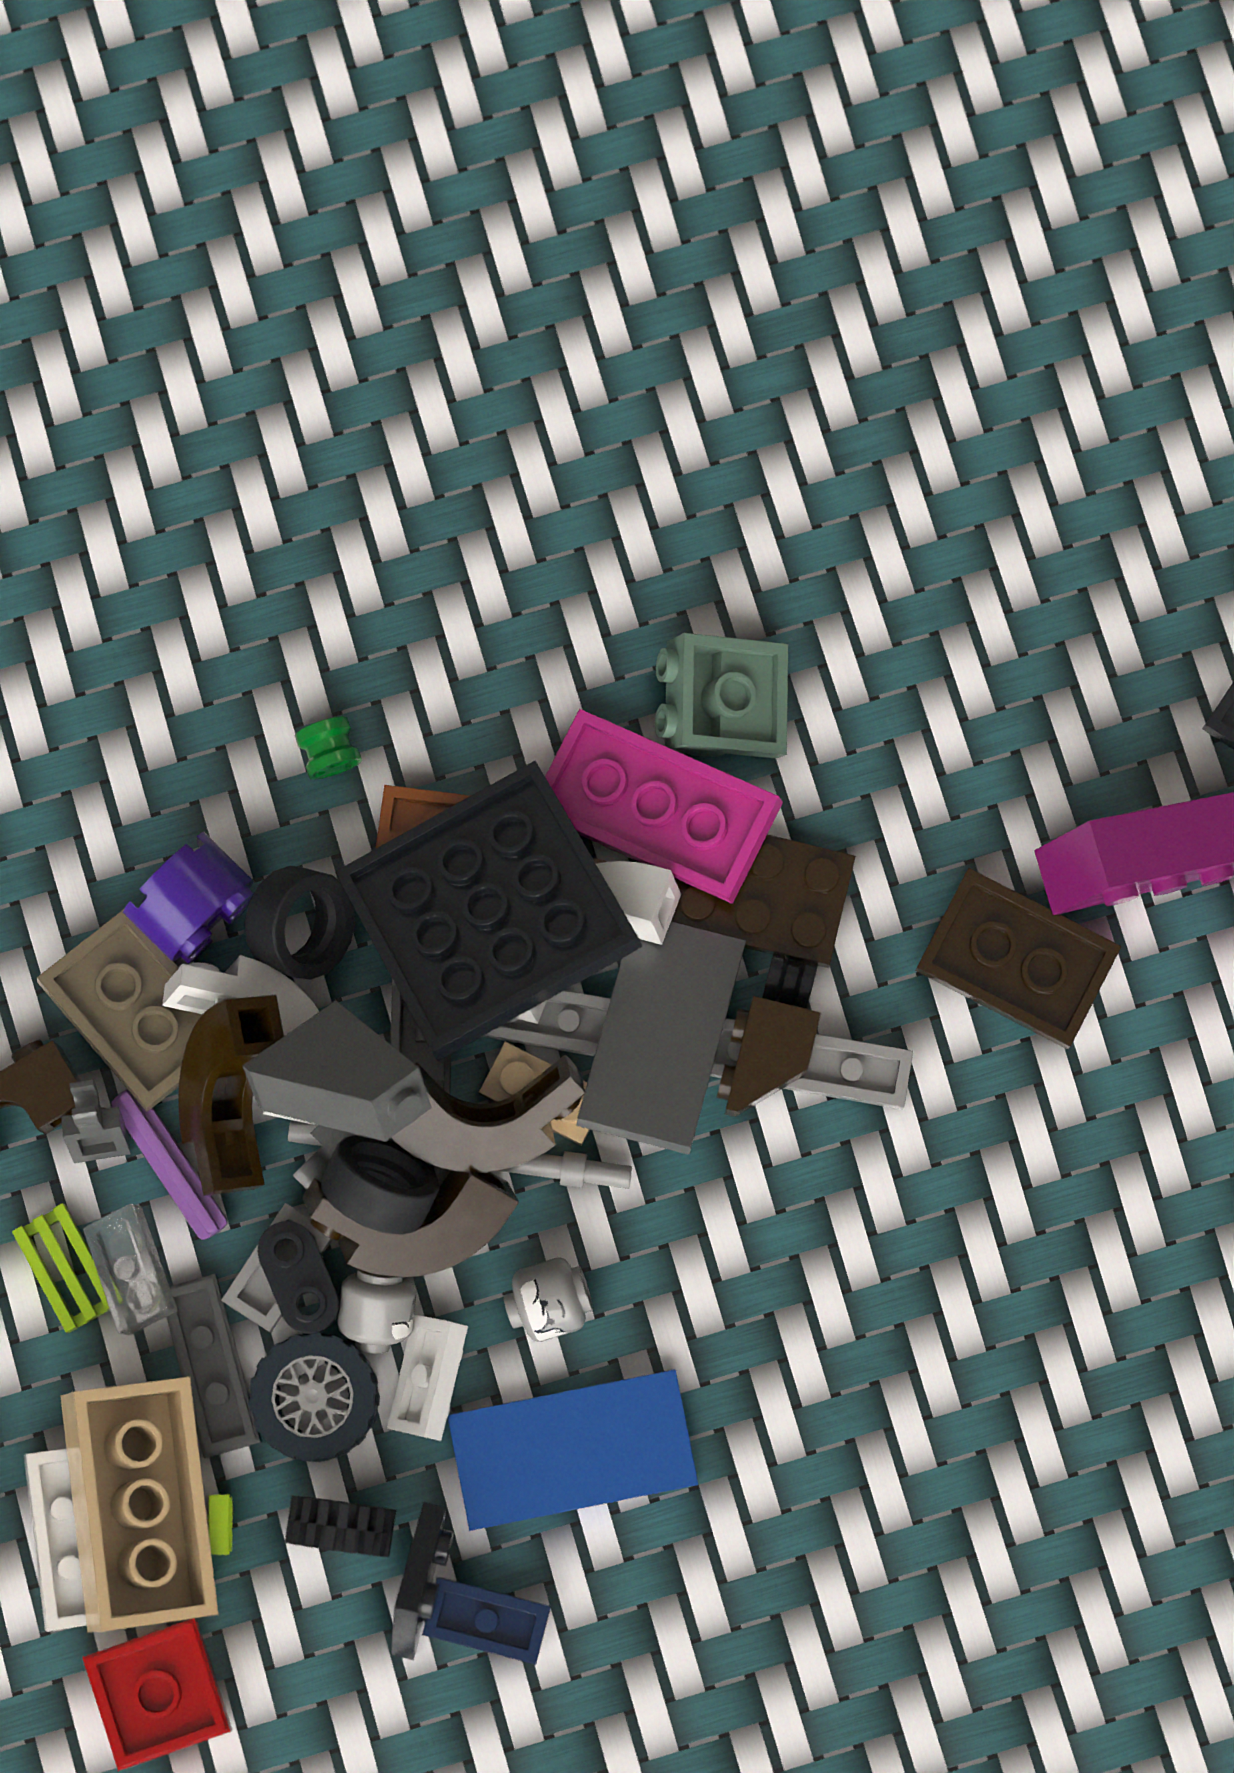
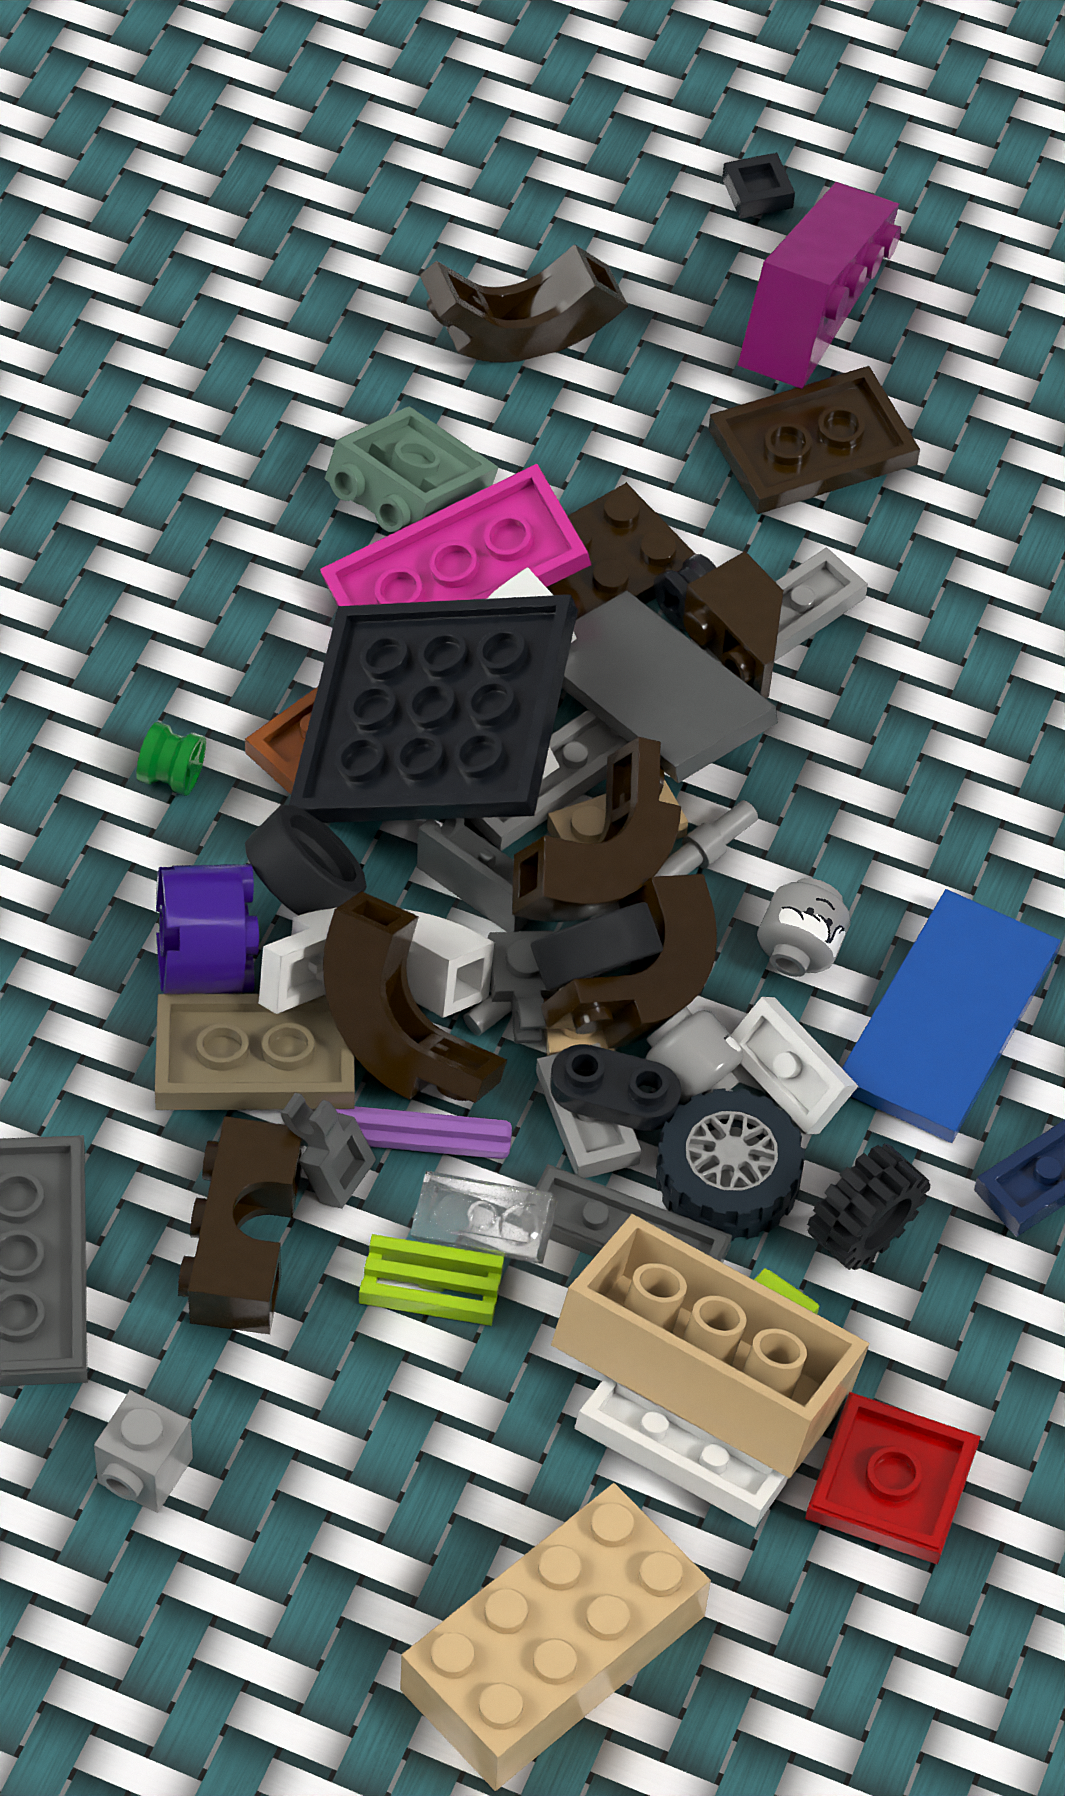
camera: 55 degrees left, 25 degrees down
(339, 1077) = (486, 878): dark grey slope -> none
(417, 1591) = (972, 1189): black wing -> none
(944, 655) = (529, 317): none -> dark brown arch

